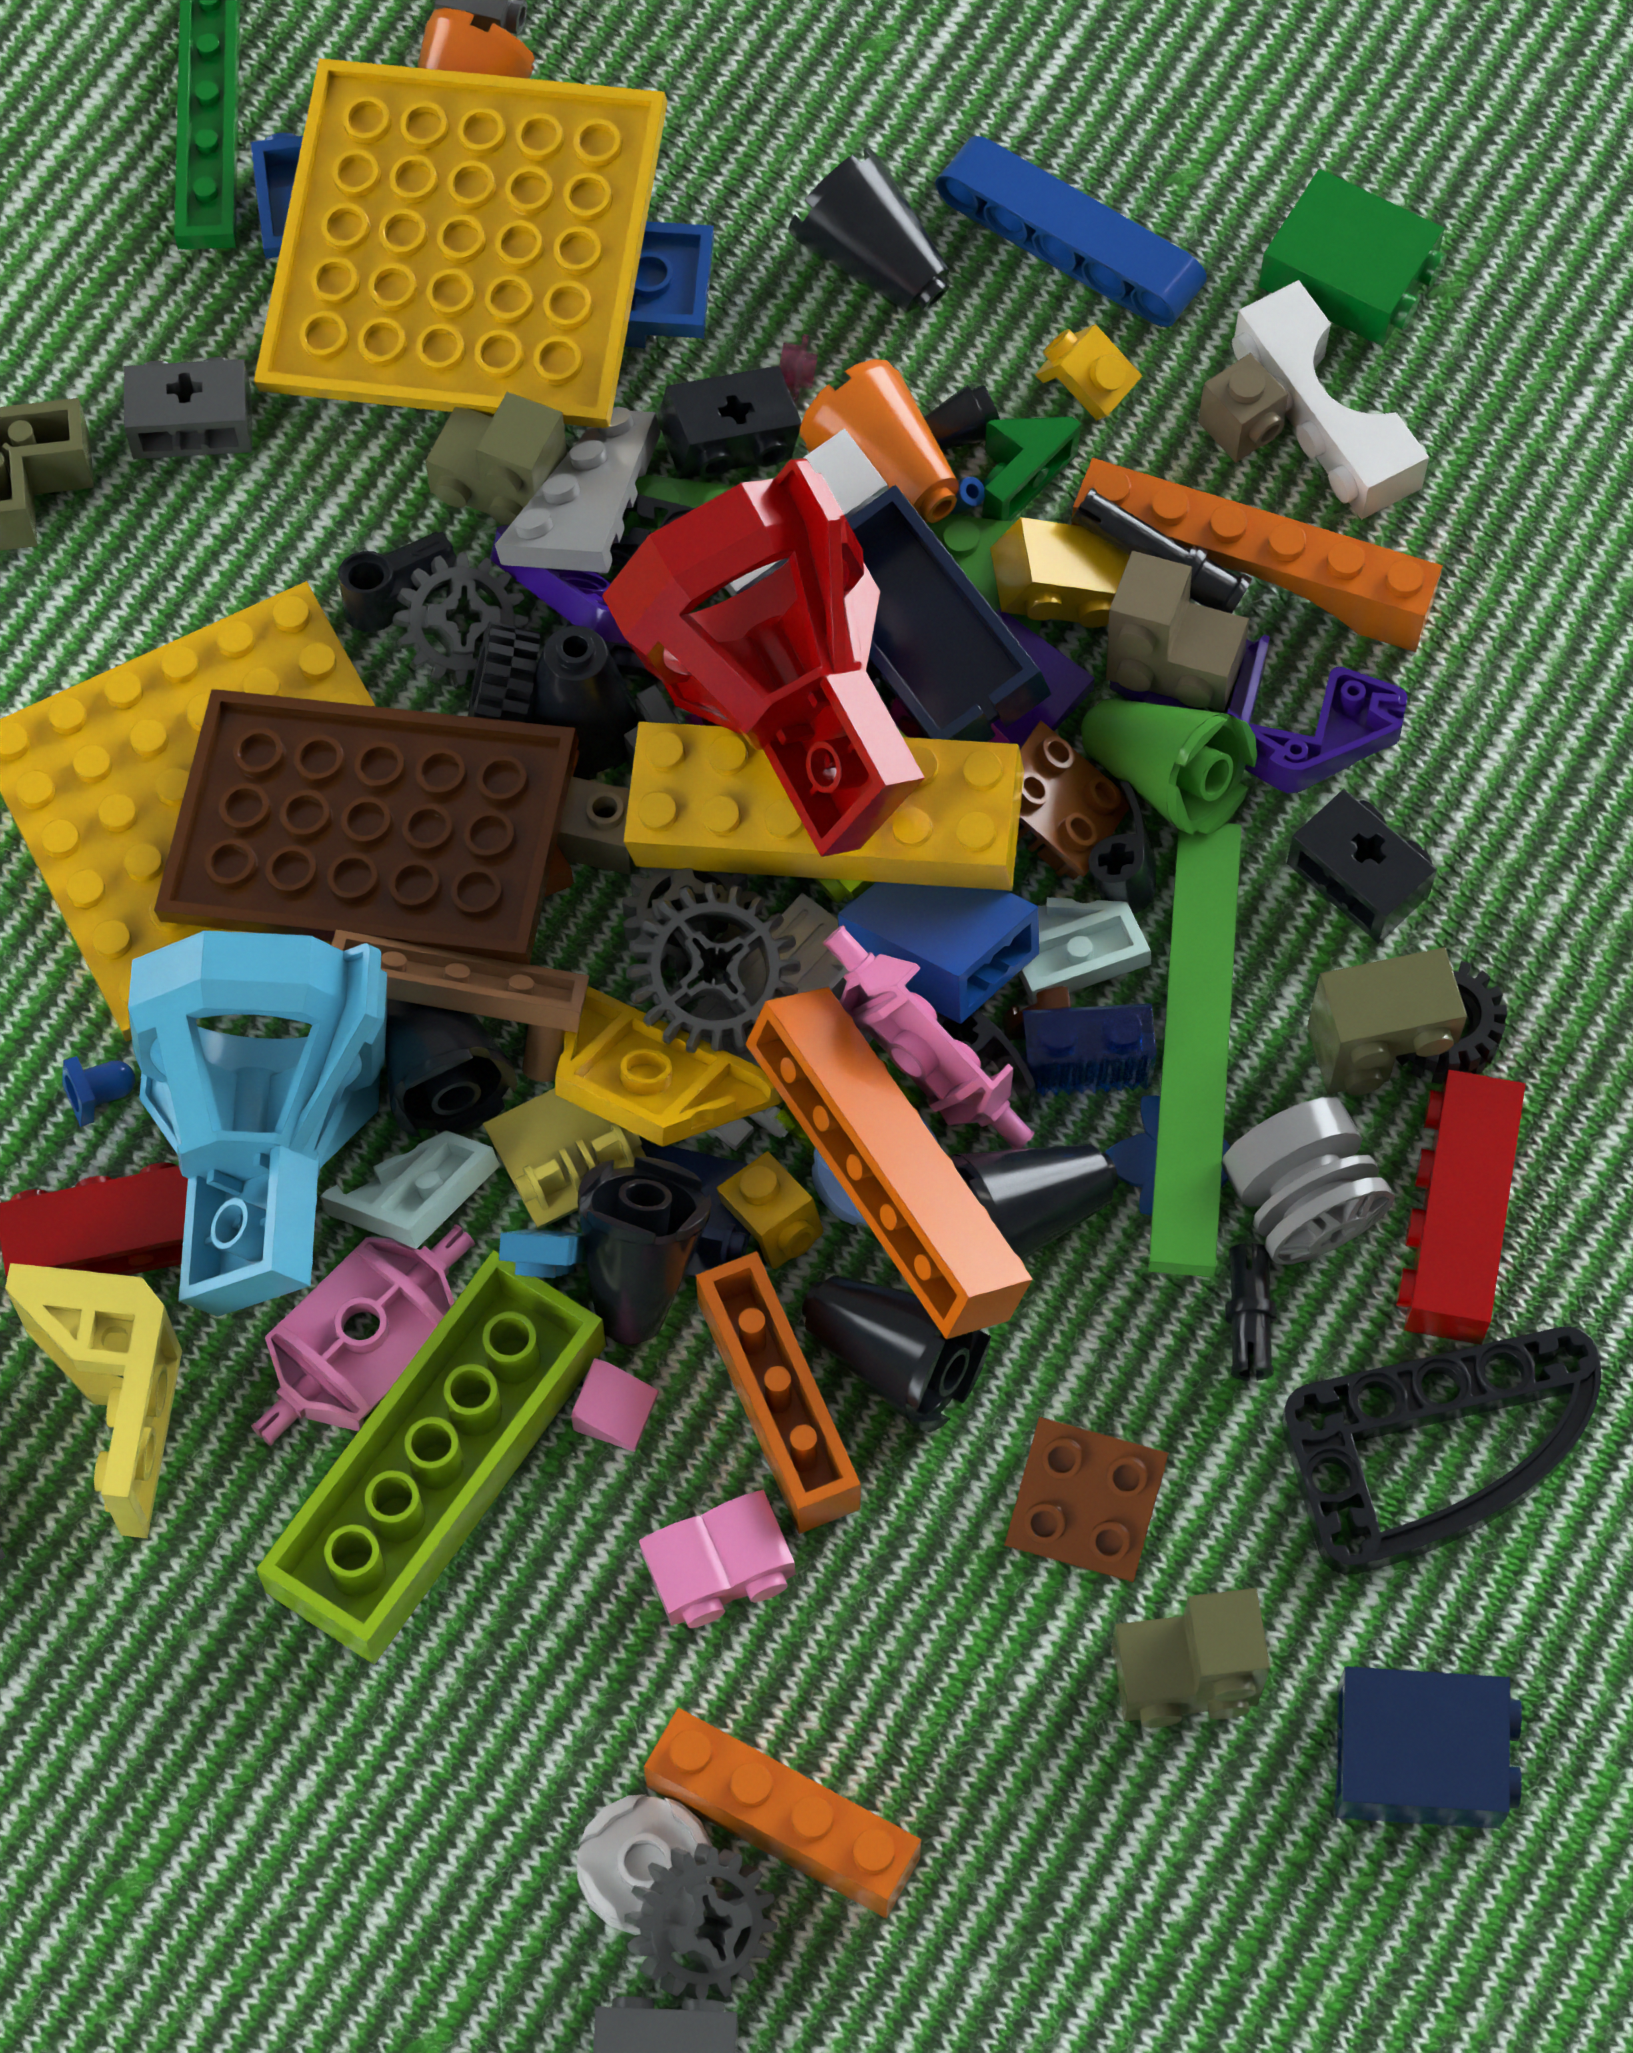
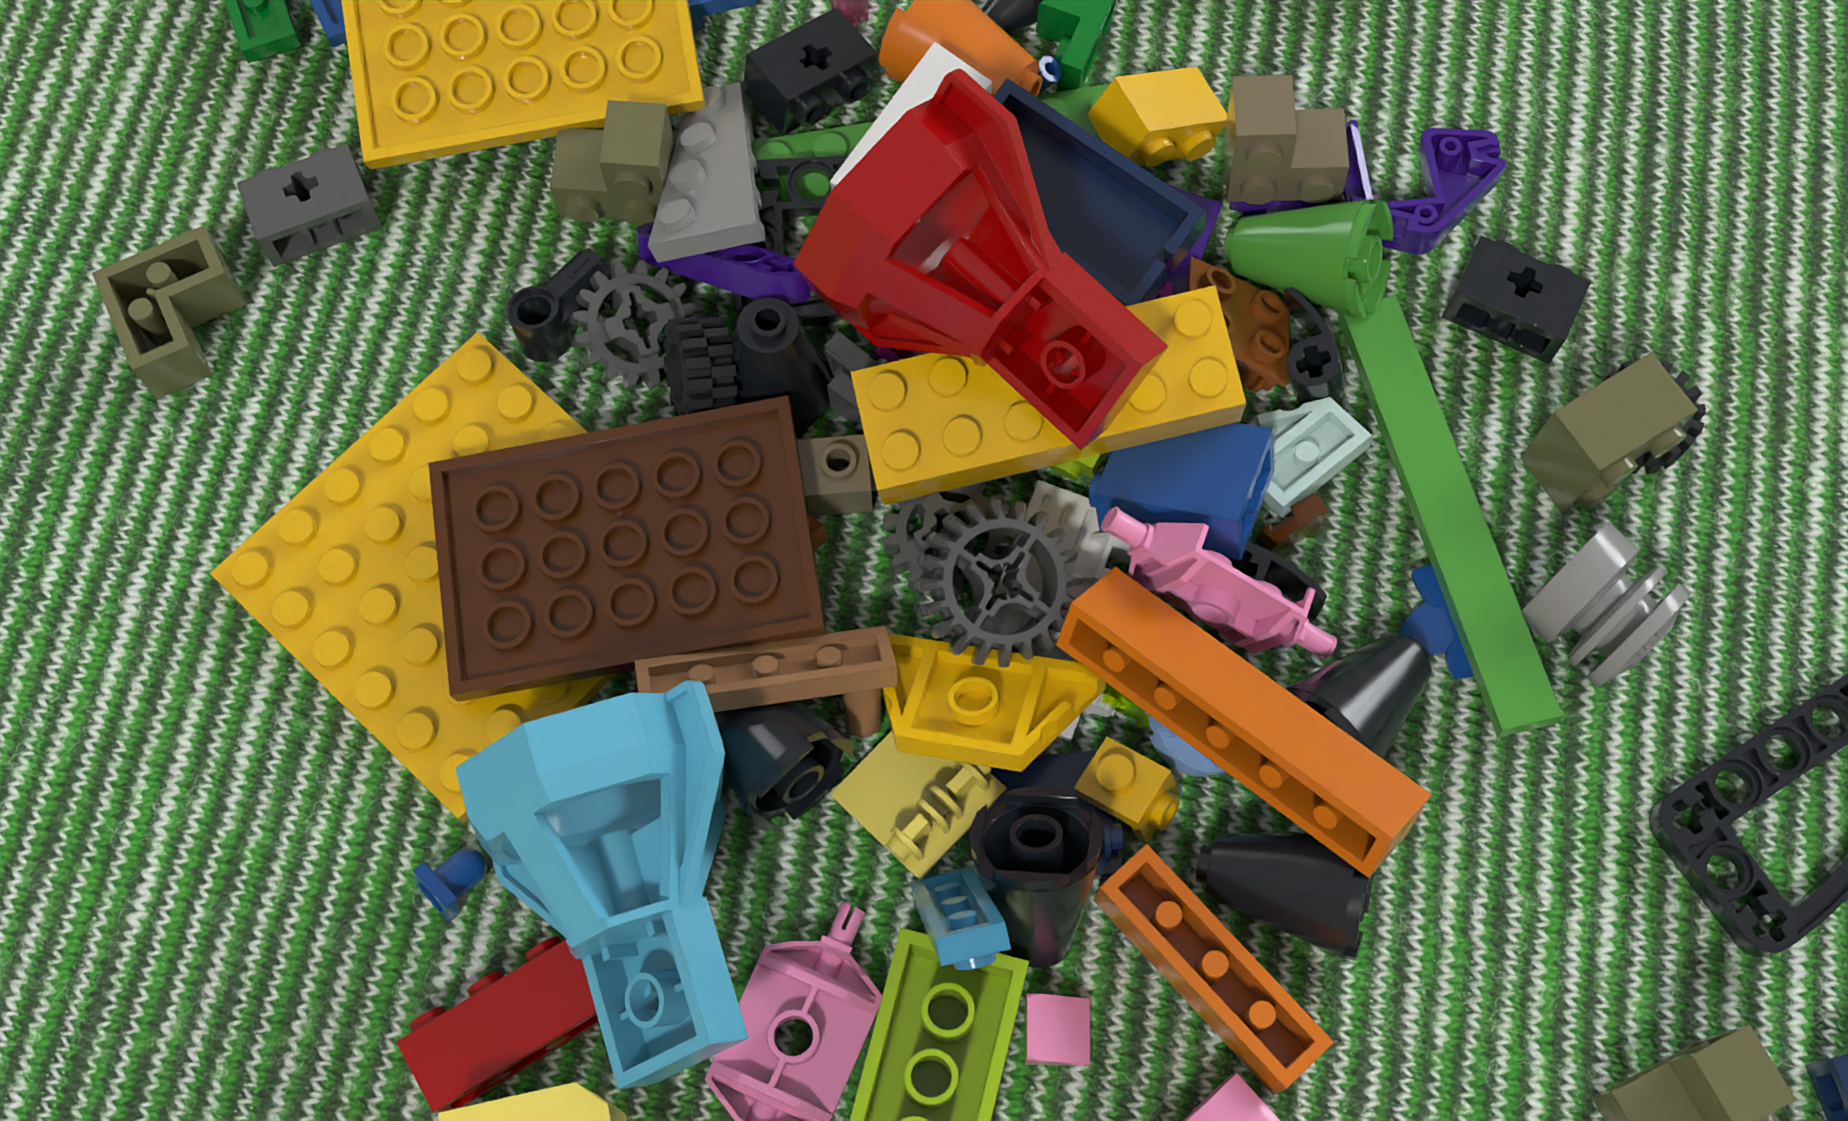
camera: 20 degrees left, 5 degrees up
(416, 1189) = (794, 882): light aqua wing -> none
(1086, 1499) = (1522, 970): dark orange hinge -> none
(1089, 1048) = (1355, 539): clear blue brick -> none
(1210, 583) = (1219, 68): black pin -> none
(1250, 1312) = (1590, 741): black pin -> none
(1358, 582) = (1407, 49): orange arch -> none
(1463, 1207) = (1734, 581): red brick -> none

